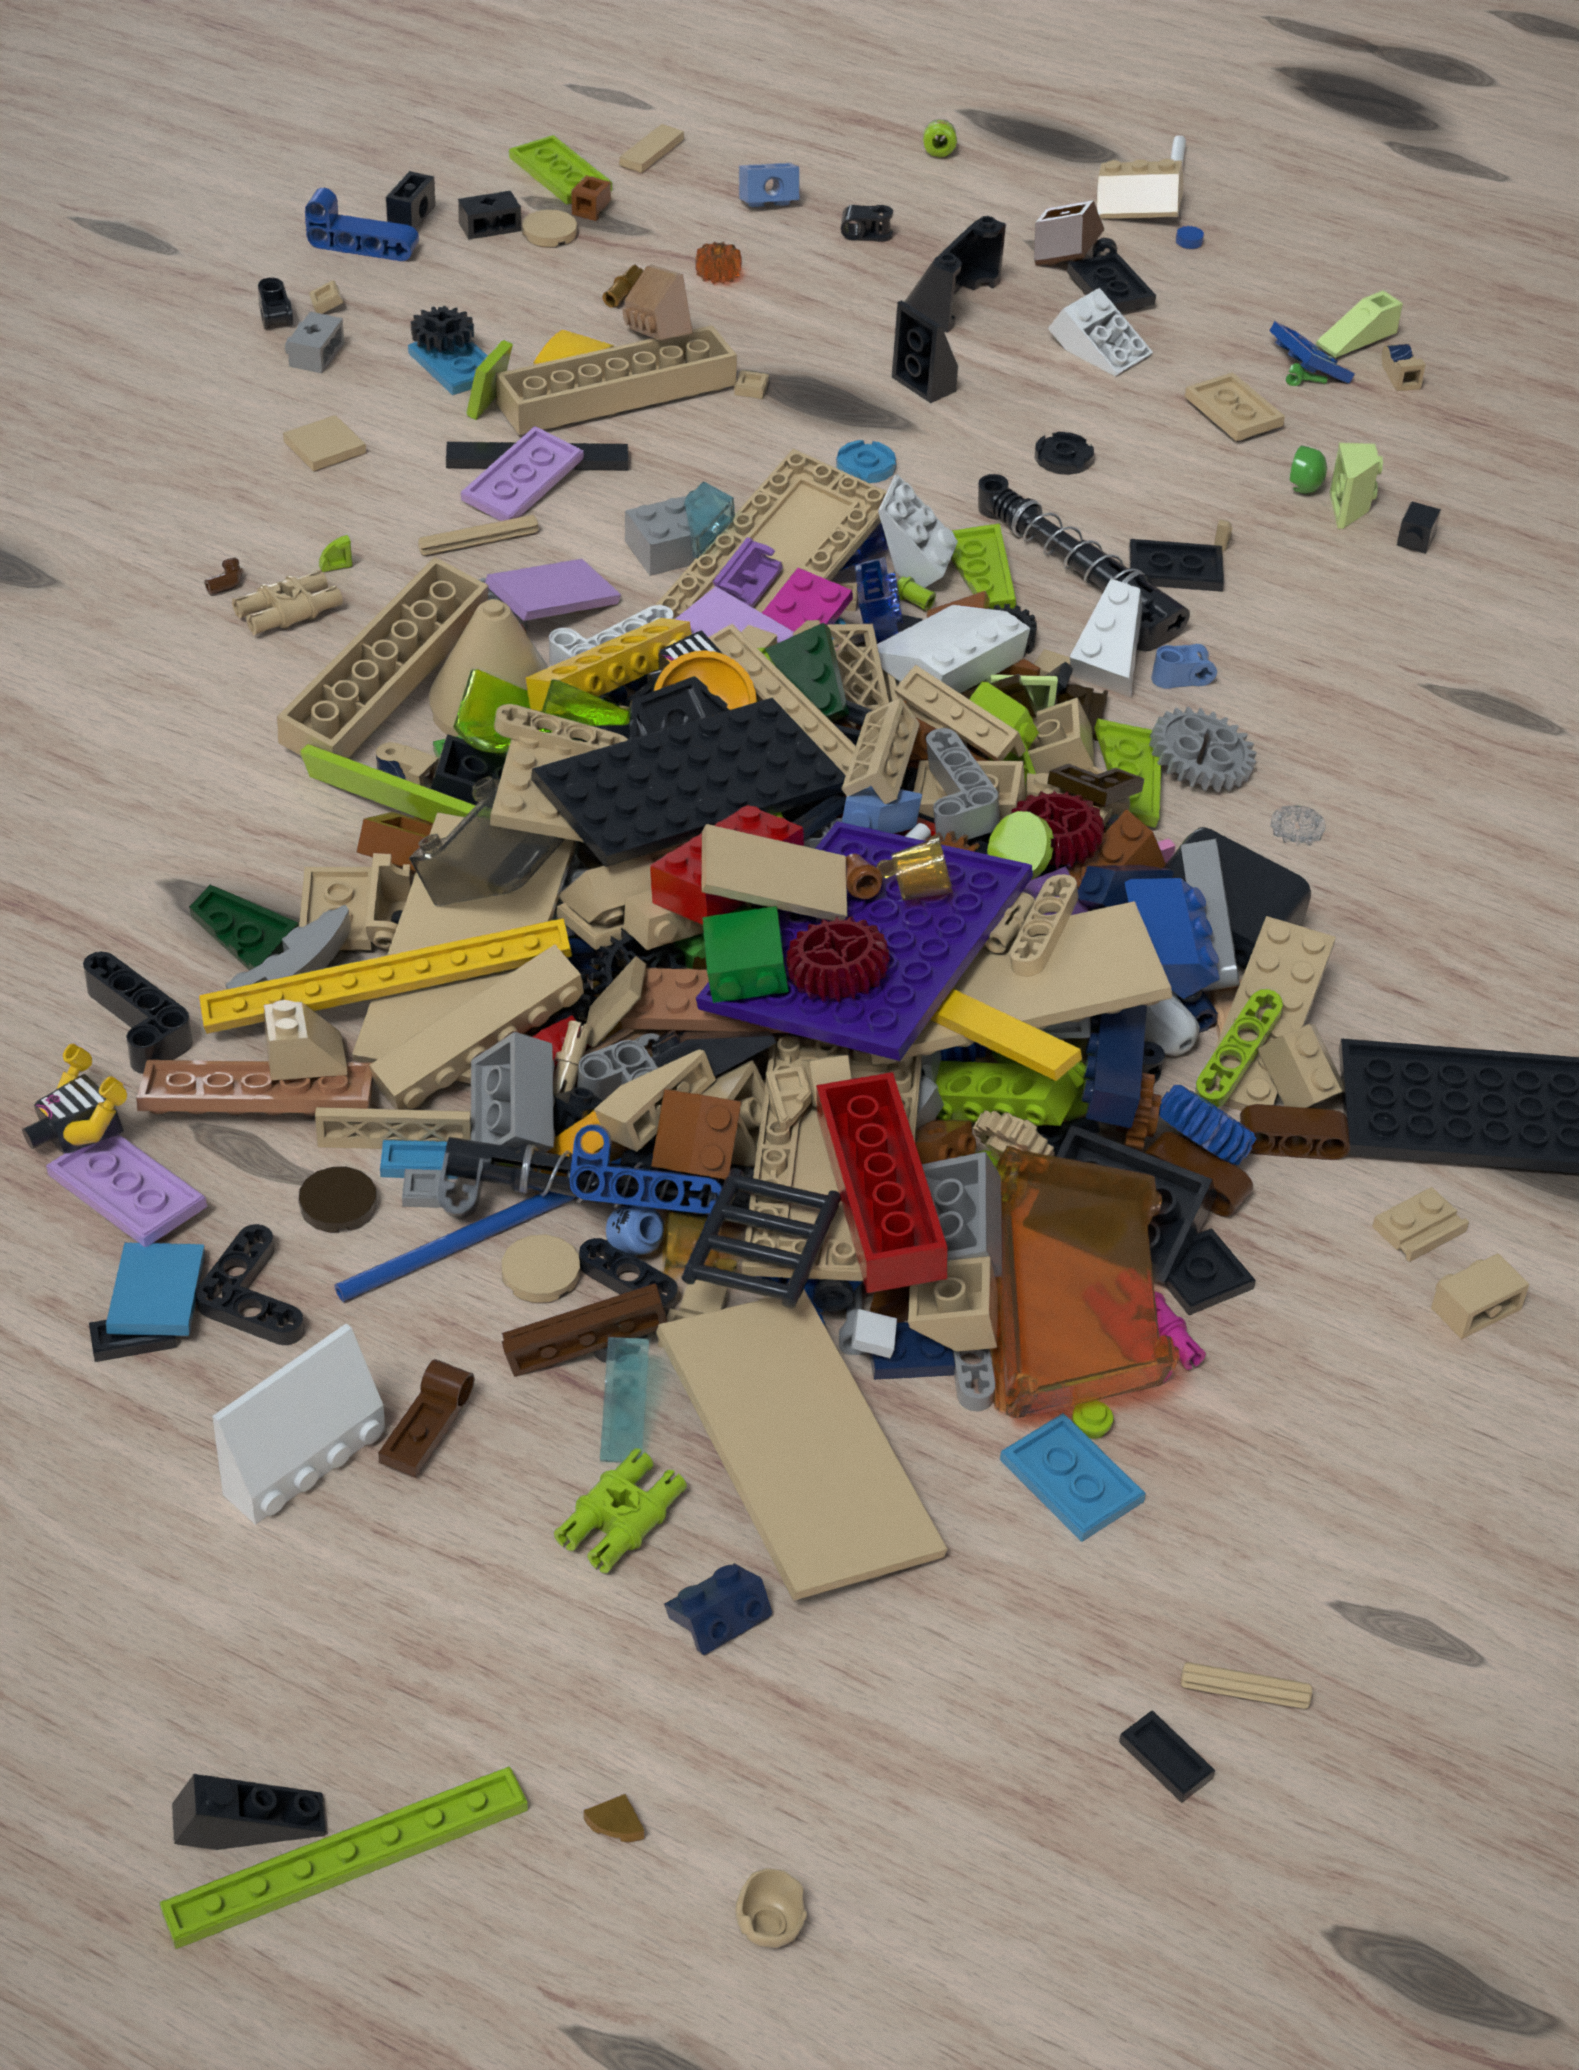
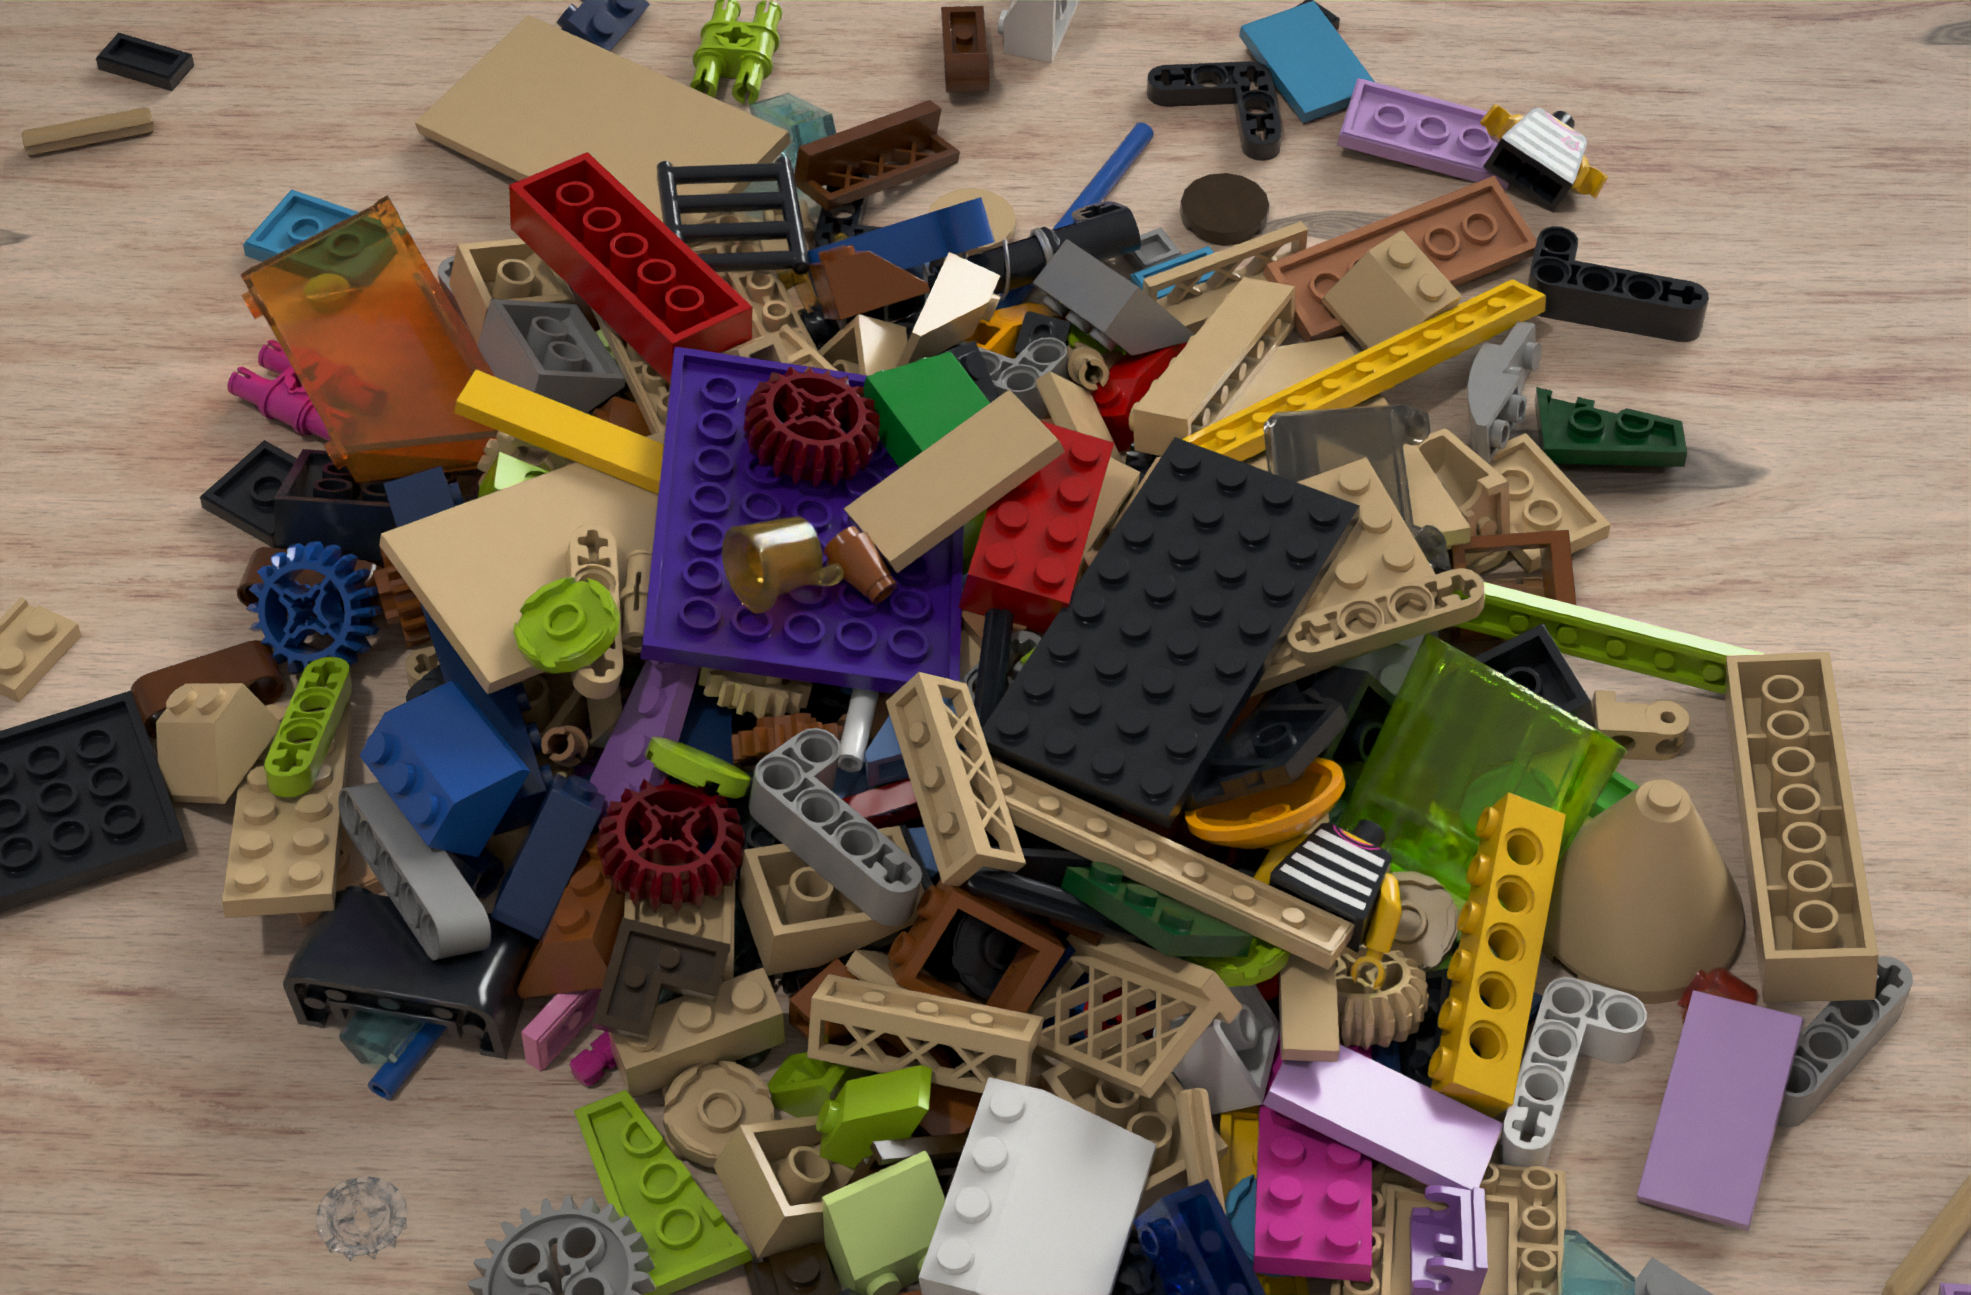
camera: 155 degrees right, 5 degrees up
(1072, 900) = (567, 625): none -> lime tile

